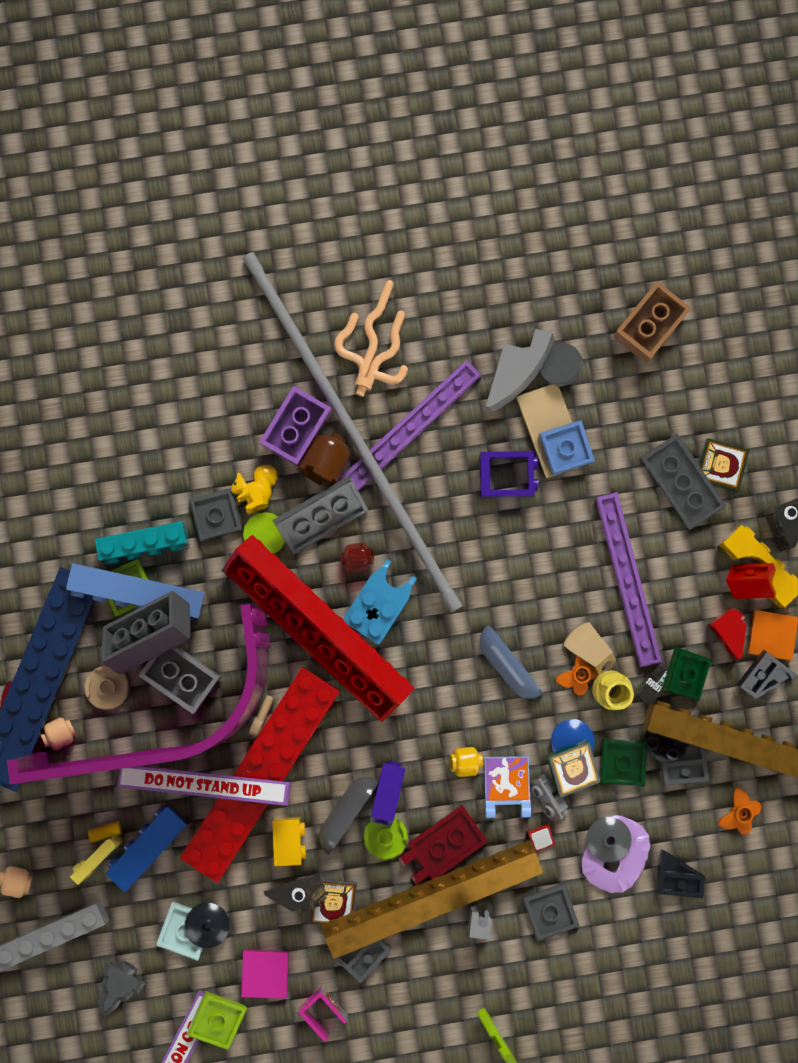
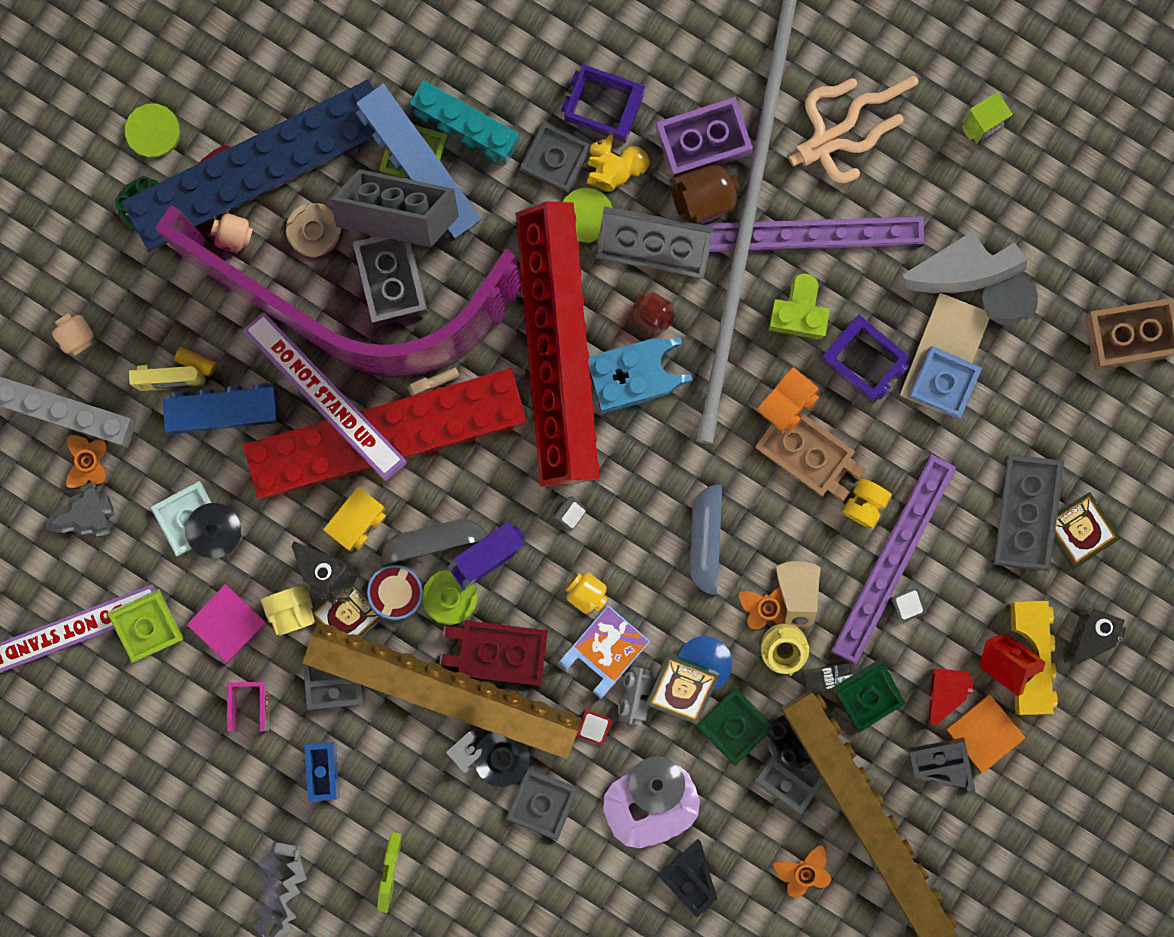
camera: 50 degrees right, 0 degrees up
(91, 951) = (87, 461): none -> orange animal
(196, 474) = (578, 82): none -> dark purple window
(296, 933) = (289, 609): none -> light yellow piece
(350, 864) = (394, 593): none -> tile
(403, 1013) = (322, 771): none -> blue brick
(414, 722) = (570, 513): none -> slope
(445, 482) = (800, 314): none -> lime brick
(453, 269) = (986, 118): none -> lime brick
(485, 540) = (789, 400): none -> orange brick
(506, 918) = (502, 774): none -> black dish
(523, 560) = (811, 456): none -> medium nougat tile
(590, 565) = (866, 504): none -> yellow wheel
(660, 598) = (908, 604): none -> white slope

